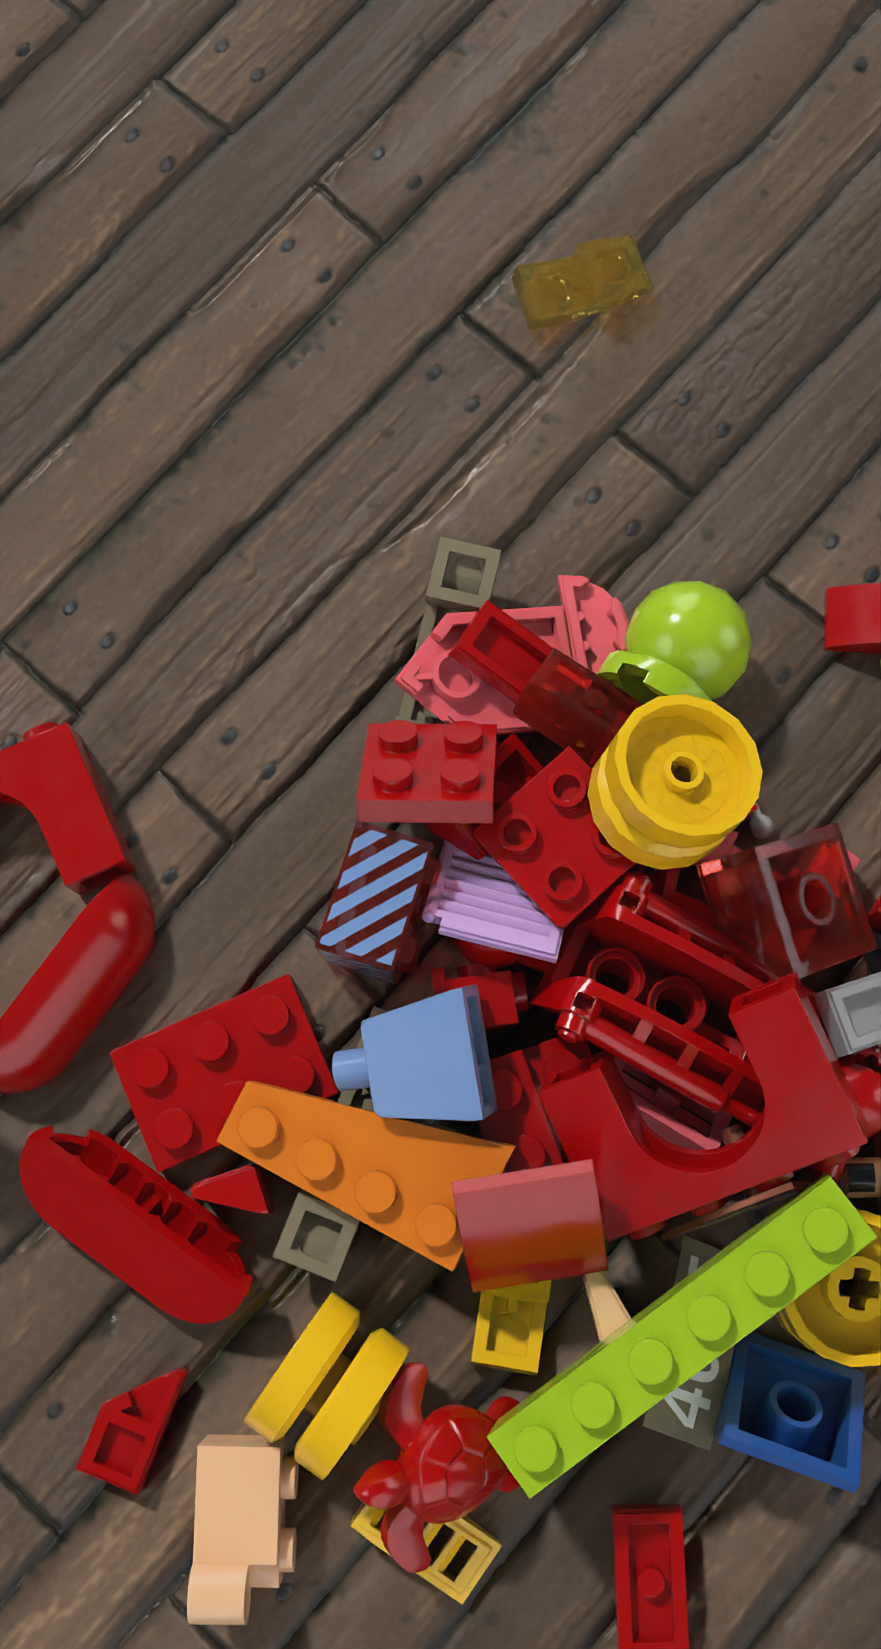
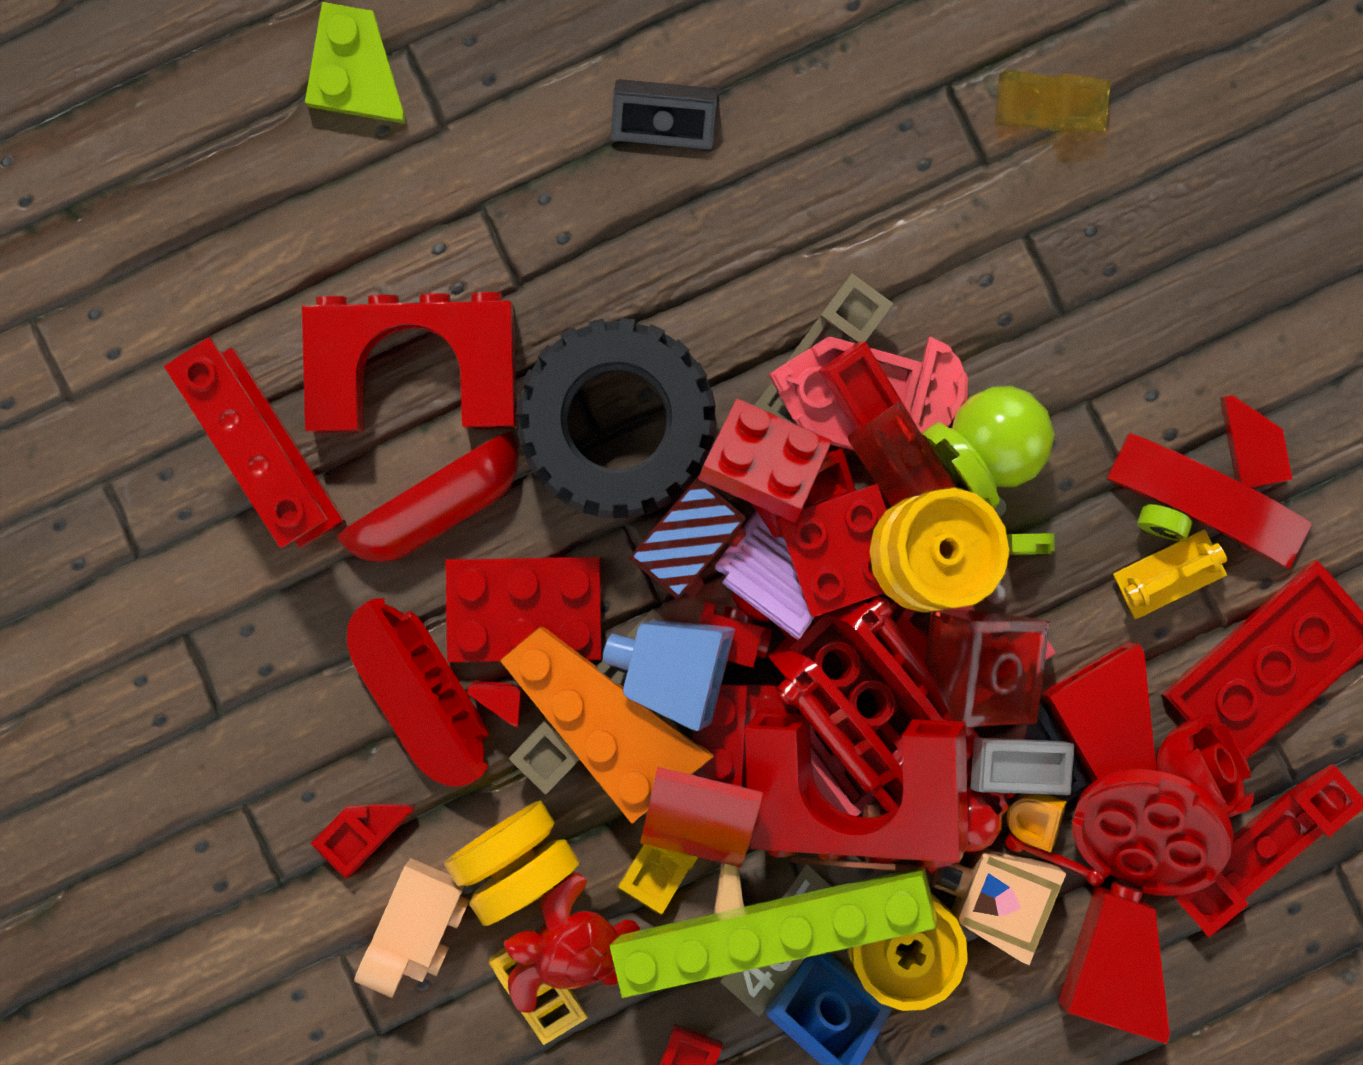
camera: 20 degrees right, 10 degrees up
(165, 465) = (663, 114): none -> black slope
(190, 742) = (605, 349): none -> black tyre
(779, 750) = (1031, 543): none -> lime tile

